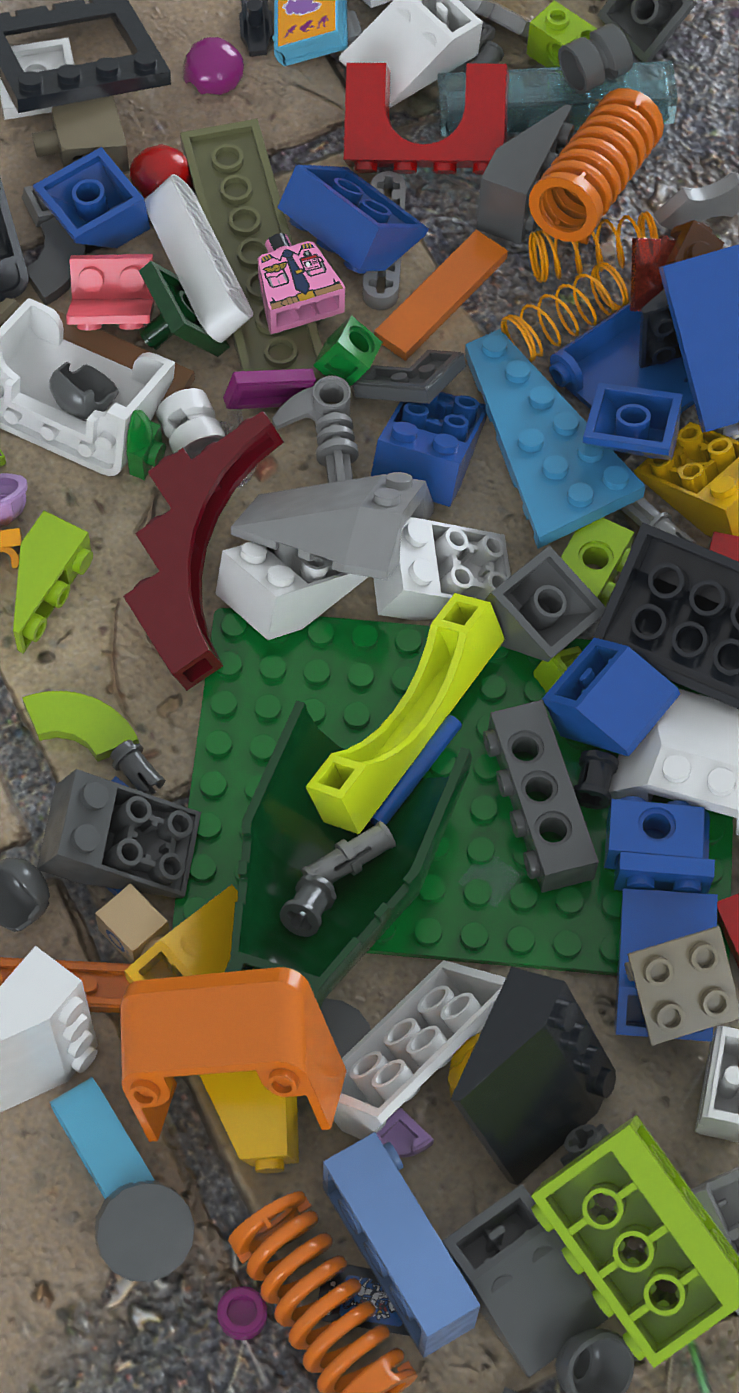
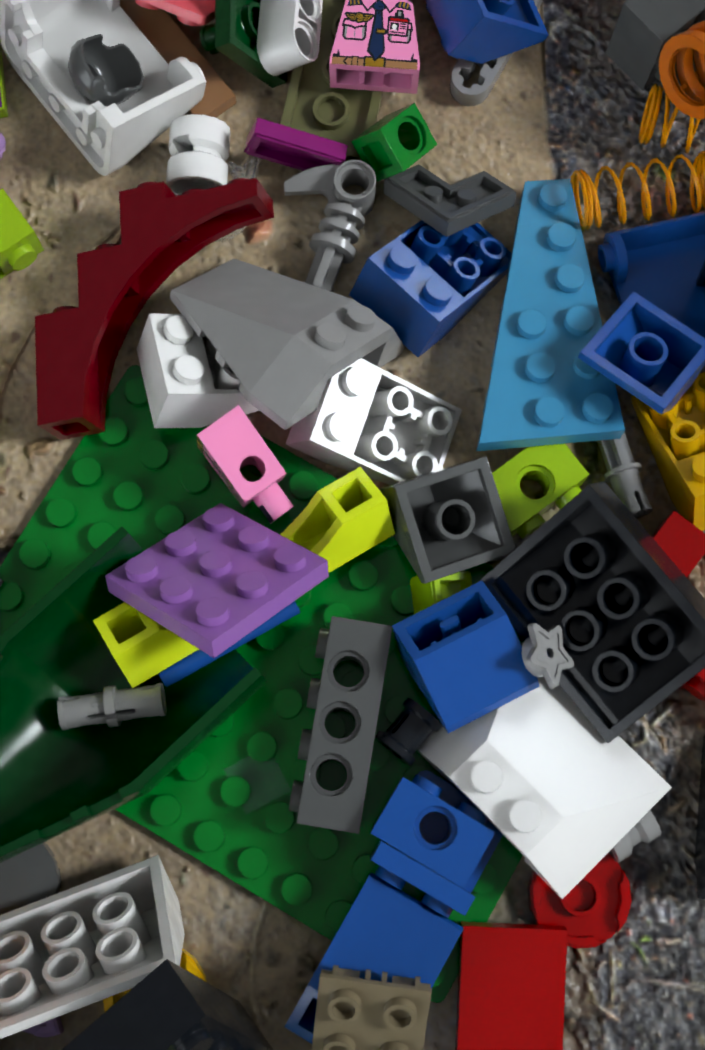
camera: 25 degrees right, 15 degrees up
(143, 444) = (139, 154): green plate -> none
(304, 912) = (40, 744): dark grey bush -> none
(357, 631) = (236, 443): none -> bright pink torso
(388, 712) = (217, 578): none -> medium lavender plate
(441, 294) = (530, 113): orange tile -> none
(672, 665) = (545, 654): none -> light grey plate

